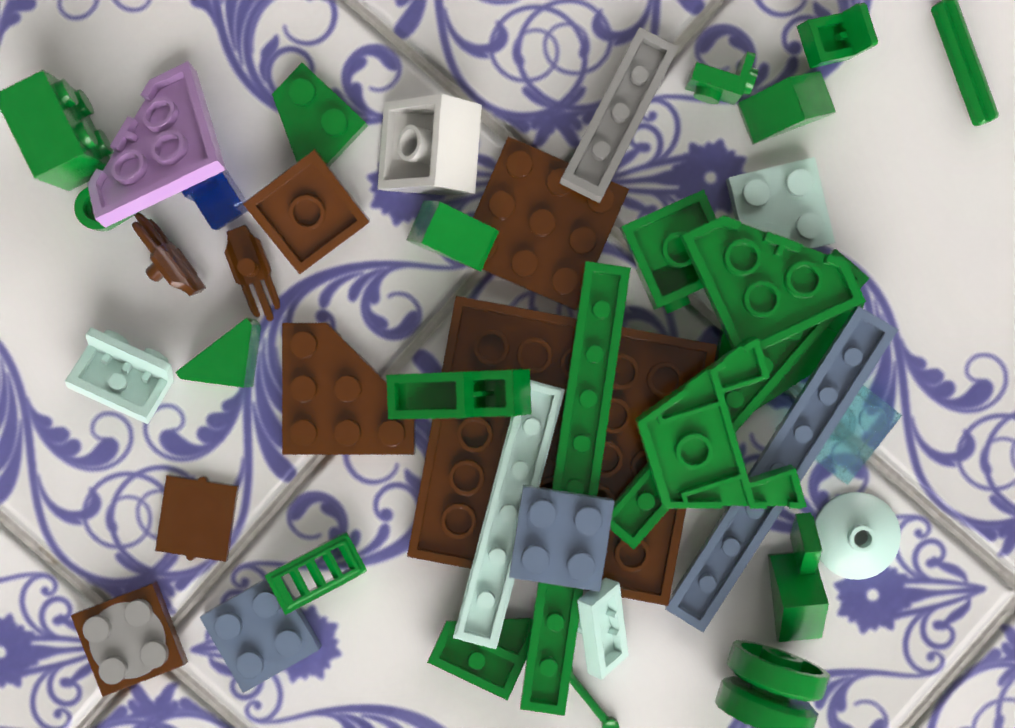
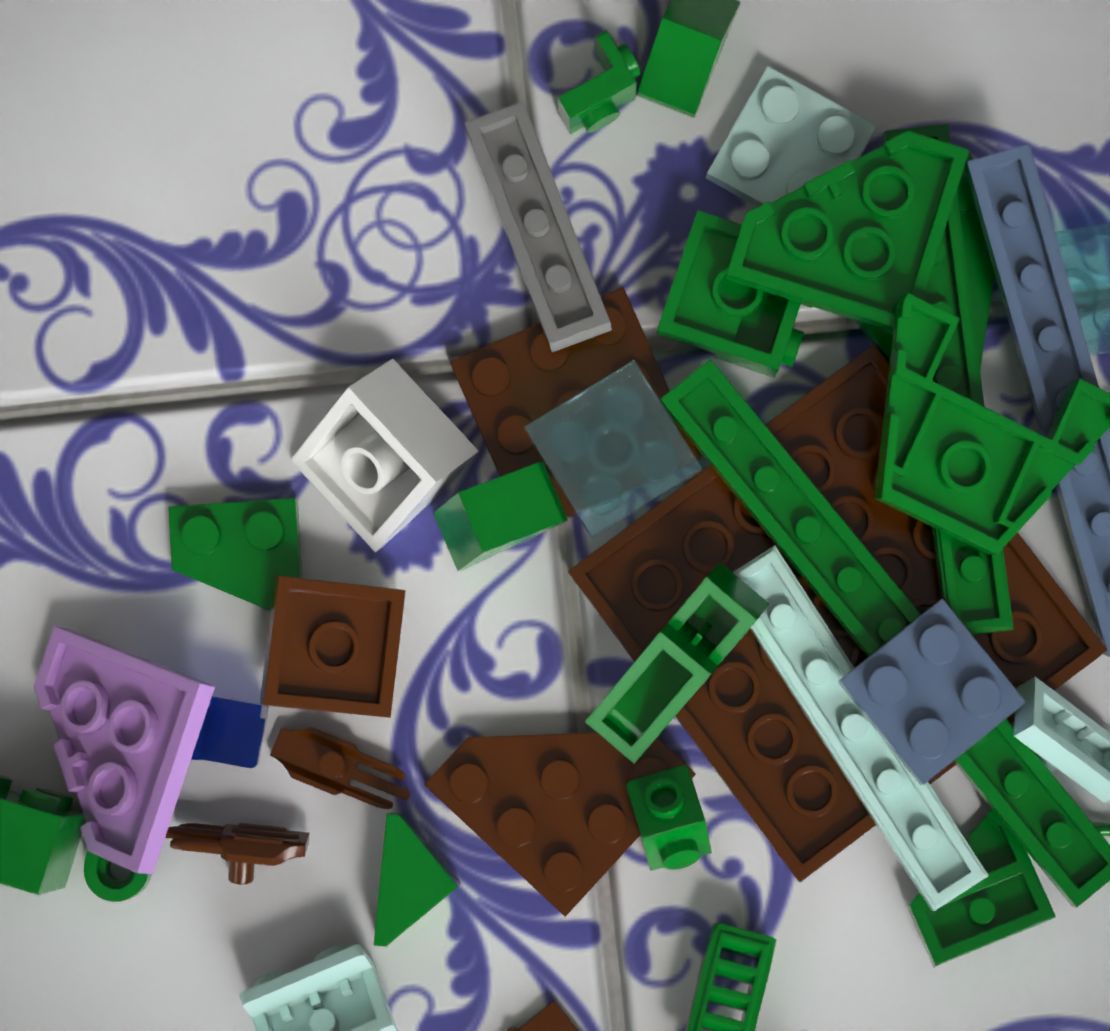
camera: 45 degrees left, 5 degrees down
(377, 461) = (669, 818): none -> green bracket
(537, 260) = (613, 449): none -> clear light blue plate

